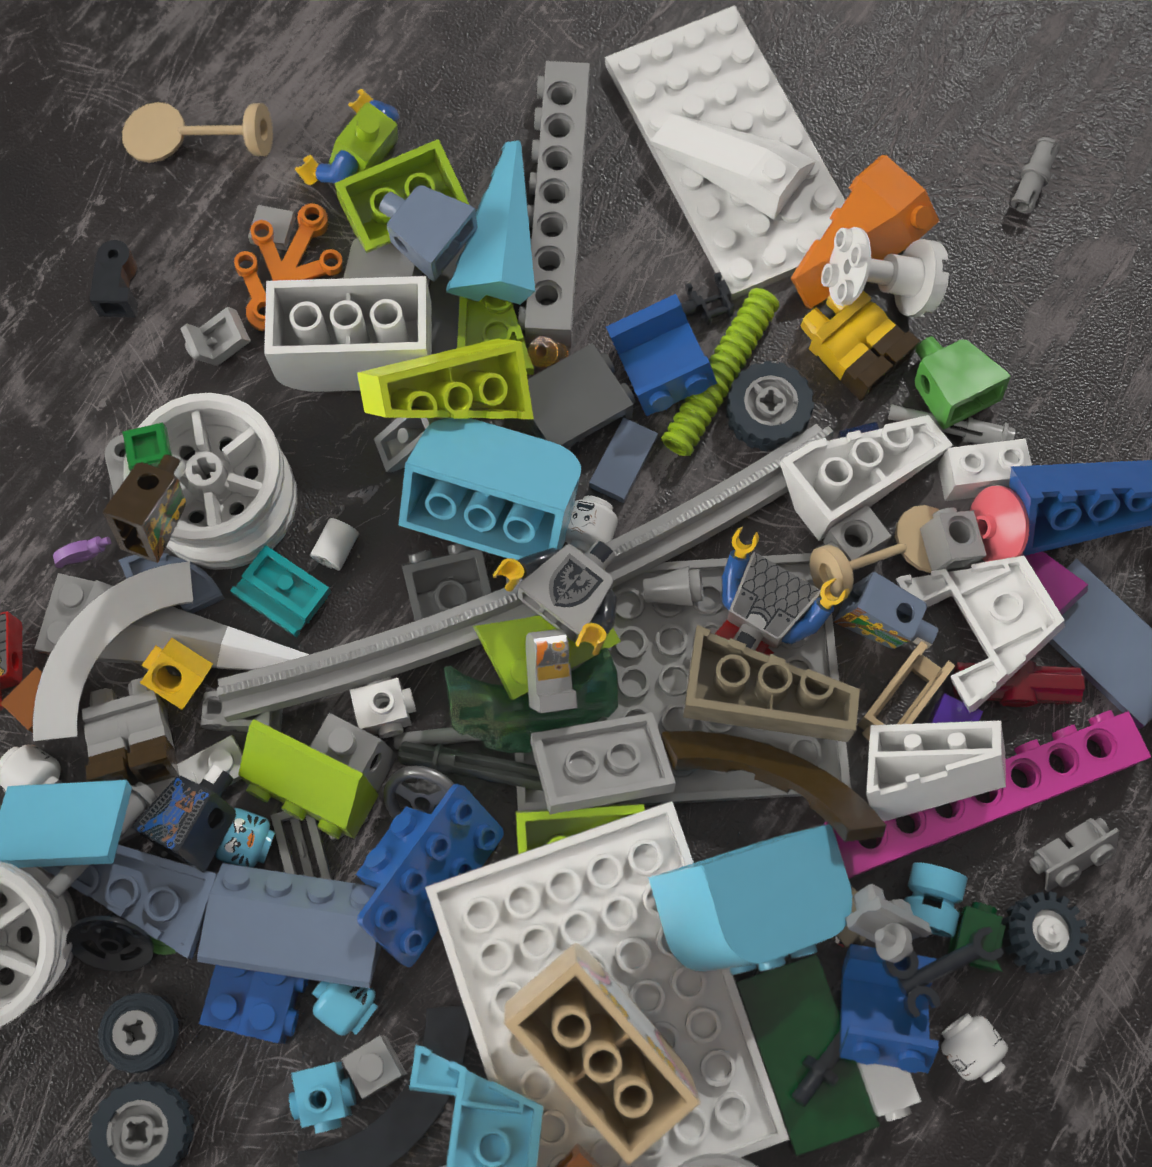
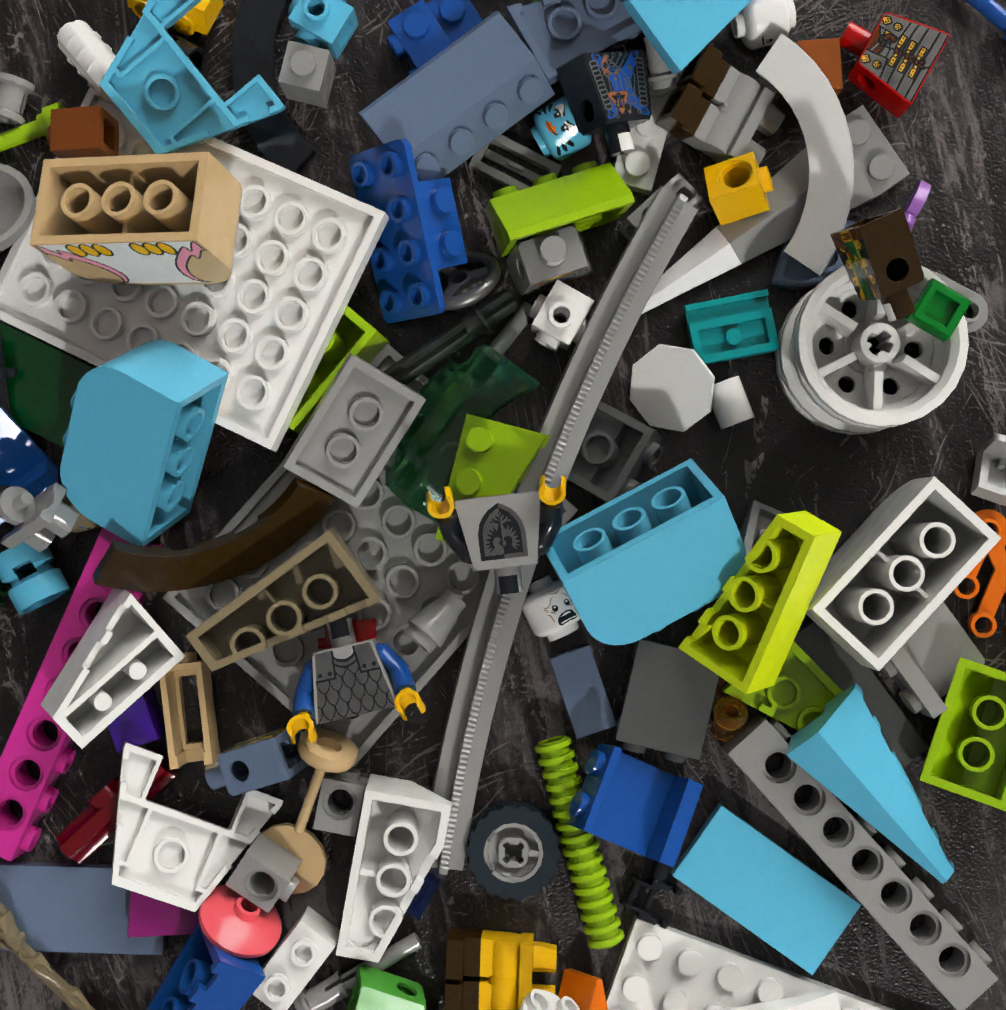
camera: 135 degrees right, 15 degrees up
(343, 1006) = (366, 86): medium azure head -> none
(361, 589) = (672, 387): none -> white piece
(428, 227) = (928, 721): sand blue torso -> none
(549, 671) = (454, 454): light grey leg -> none
(631, 237) = (765, 888): none -> medium azure tile

